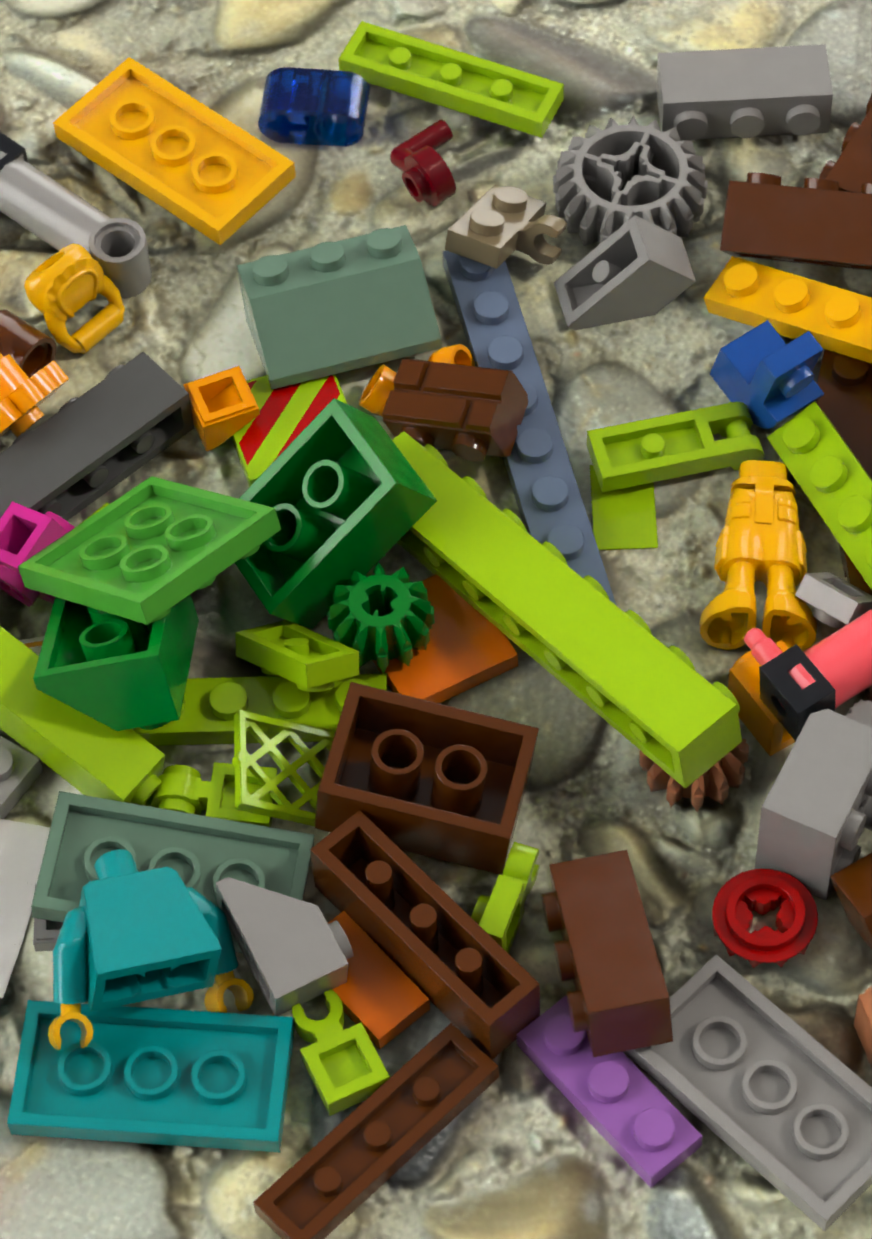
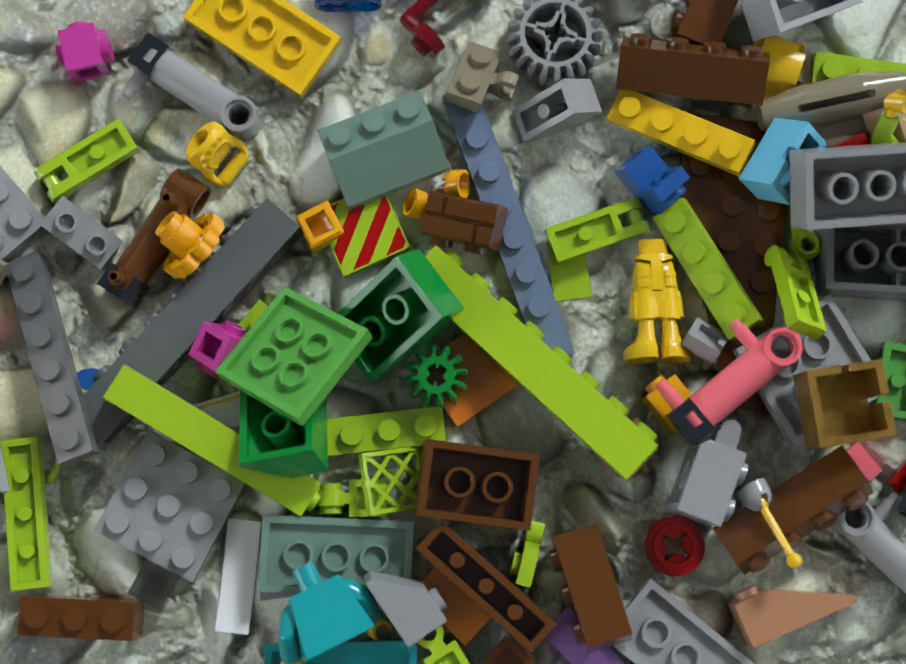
camera: 10 degrees left, 25 degrees up
(297, 655) = (390, 406): lime plate -> none

